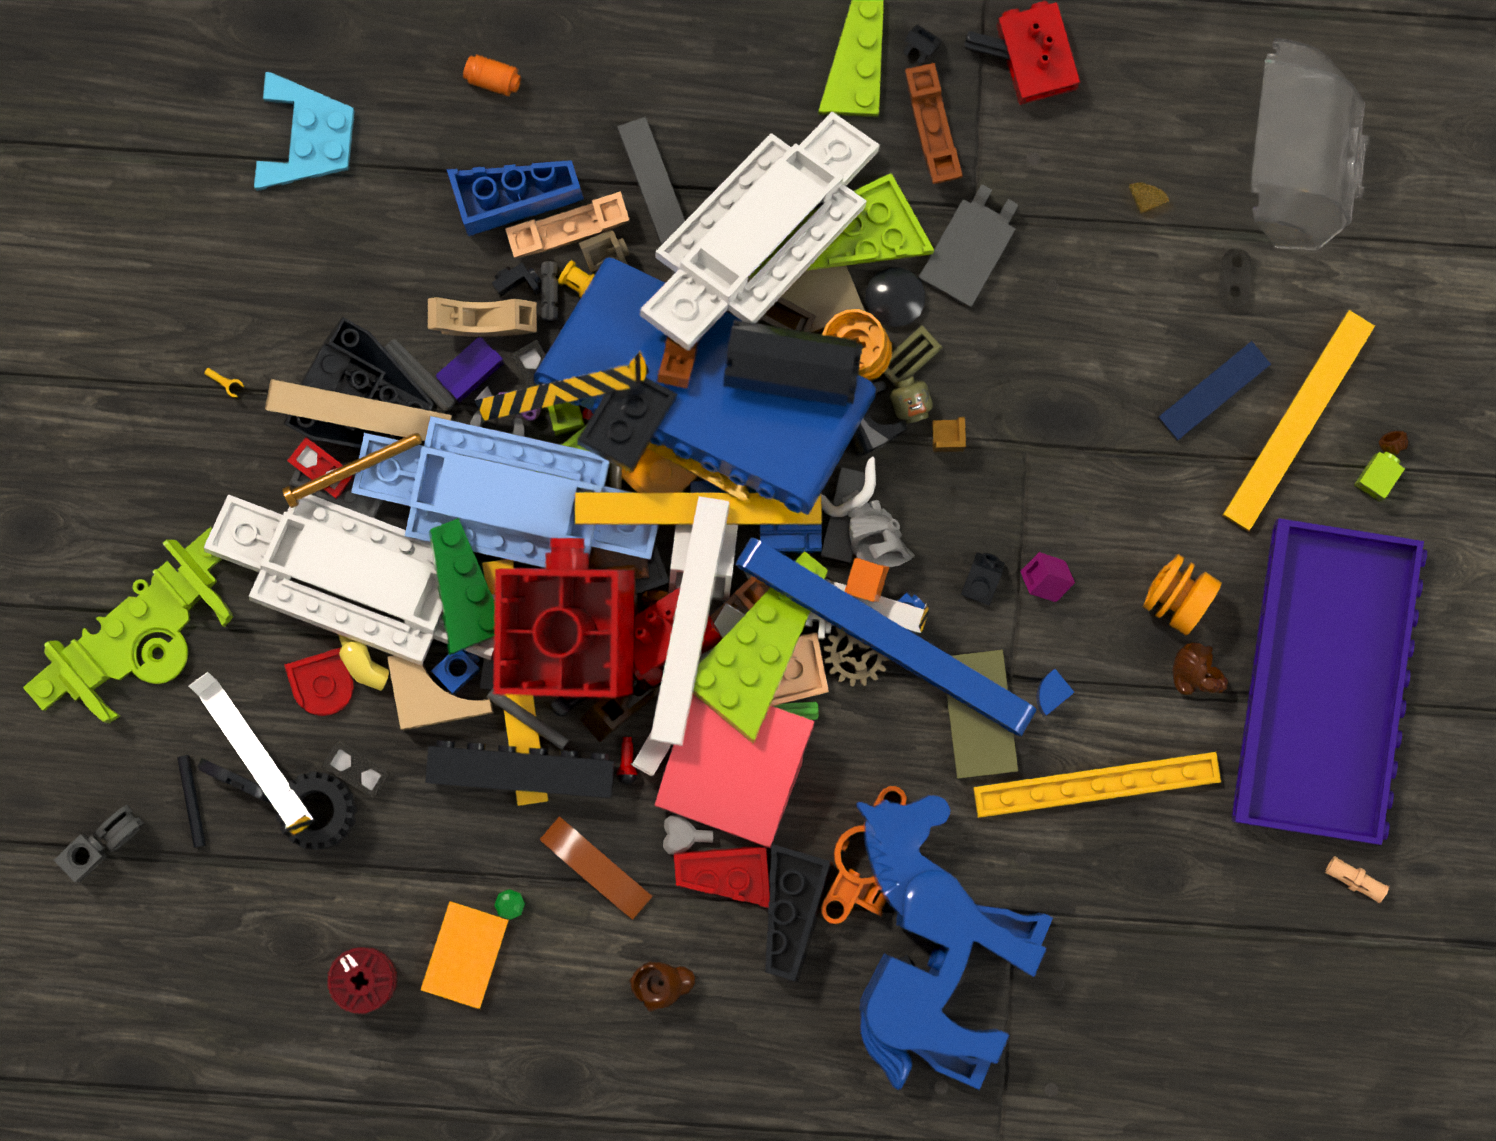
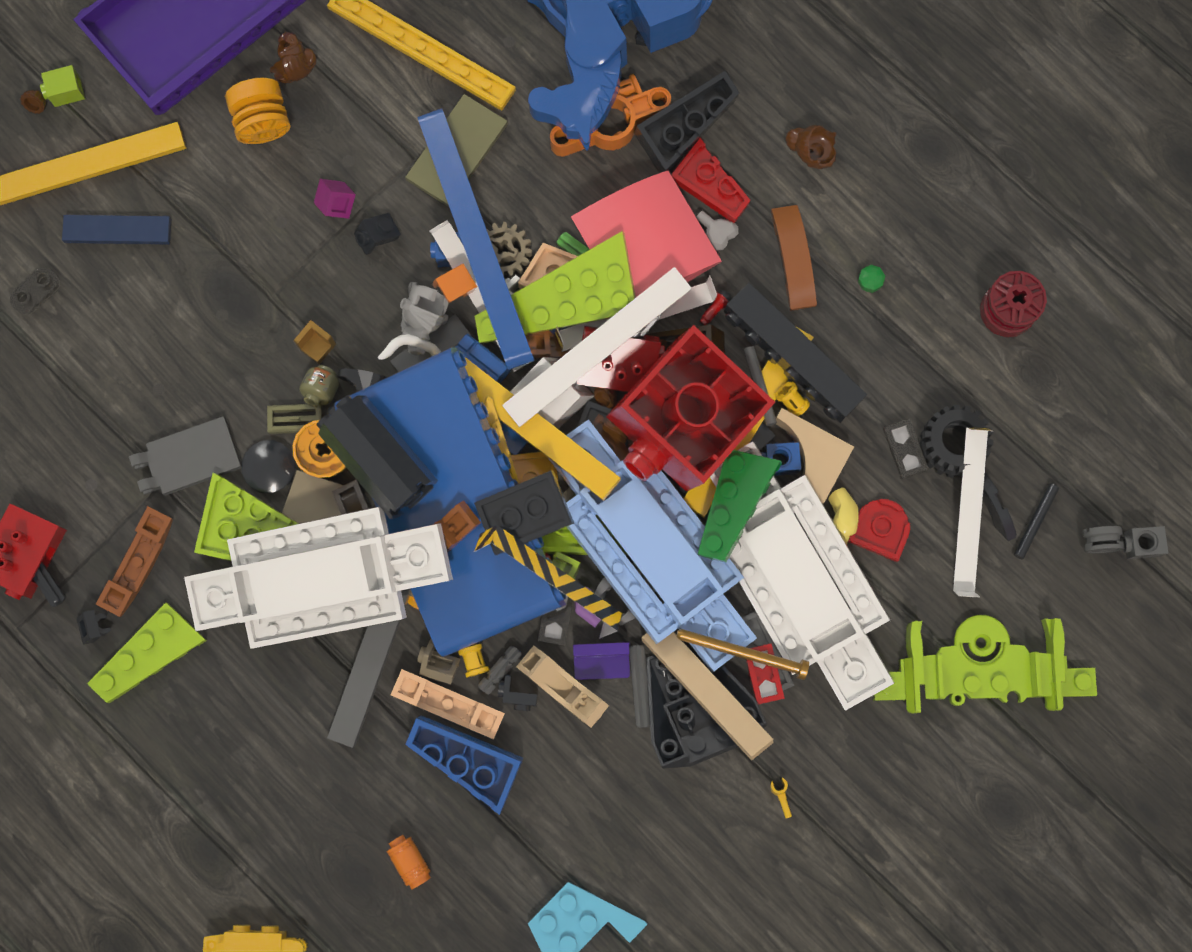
camera: 135 degrees left, 5 degrees down
(464, 955) = (928, 271): light orange tile -> none
(489, 730) = (792, 398): none -> yellow bush
(1052, 692) = (398, 123): blue brick -> none
(1147, 196) = (40, 393): clear yellow tile -> none

